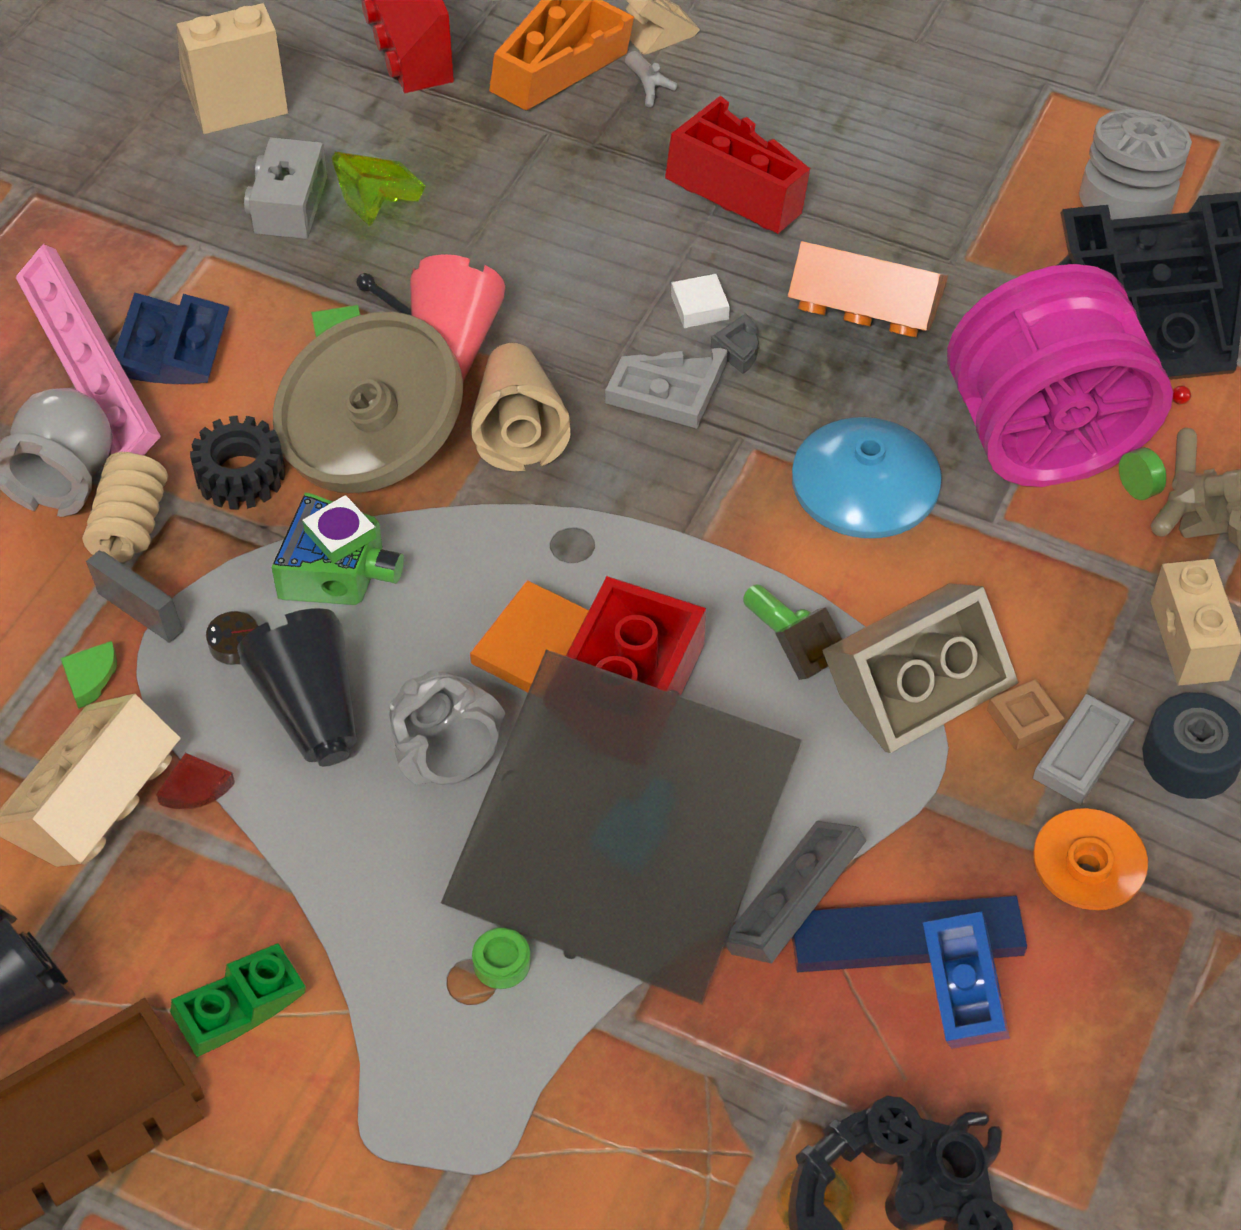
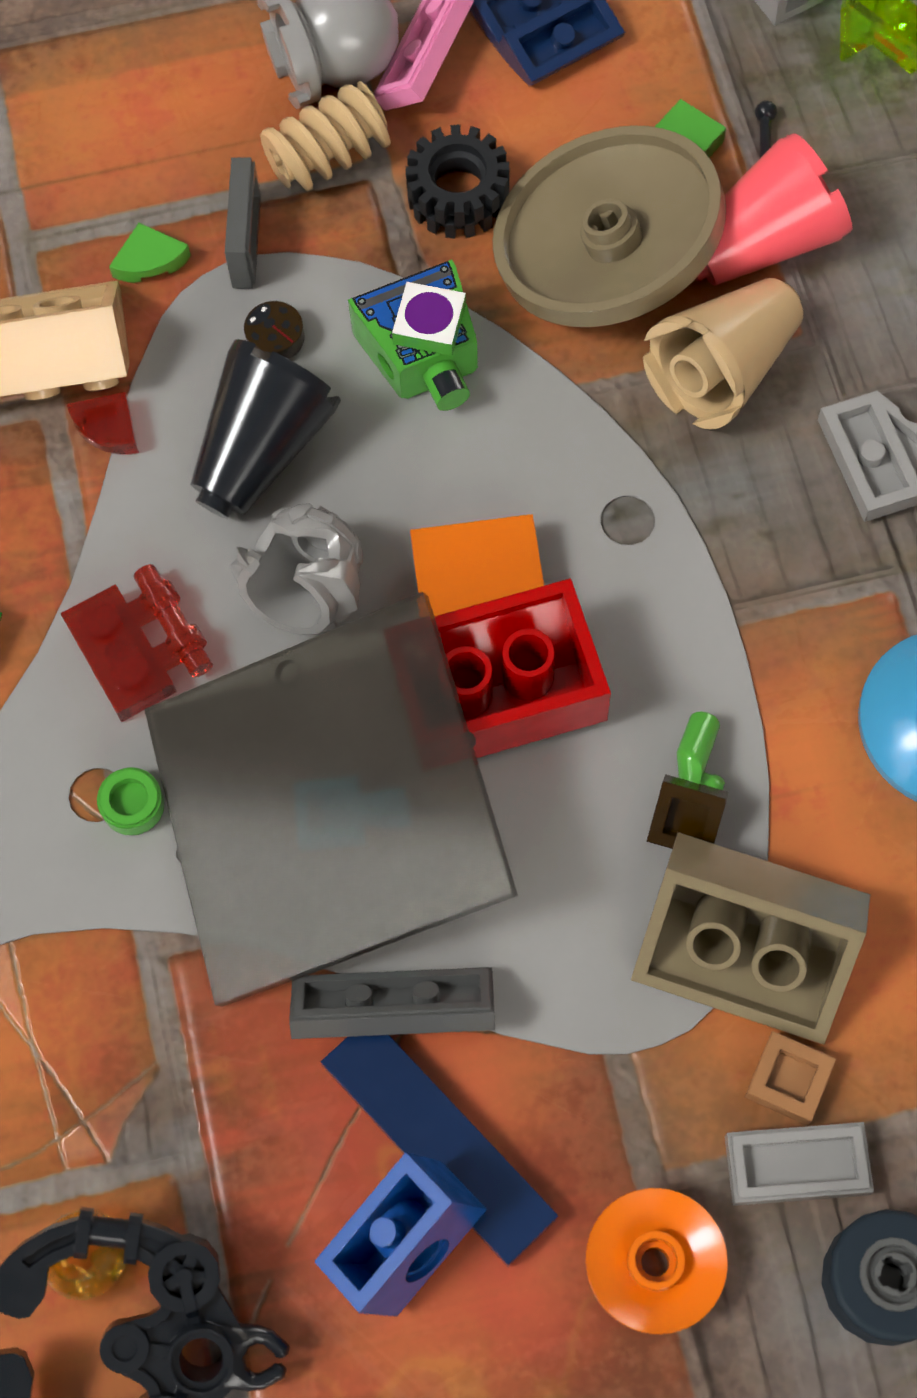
camera: 55 degrees right, 15 degrees up
(382, 889) = (119, 651): none -> clear red plate

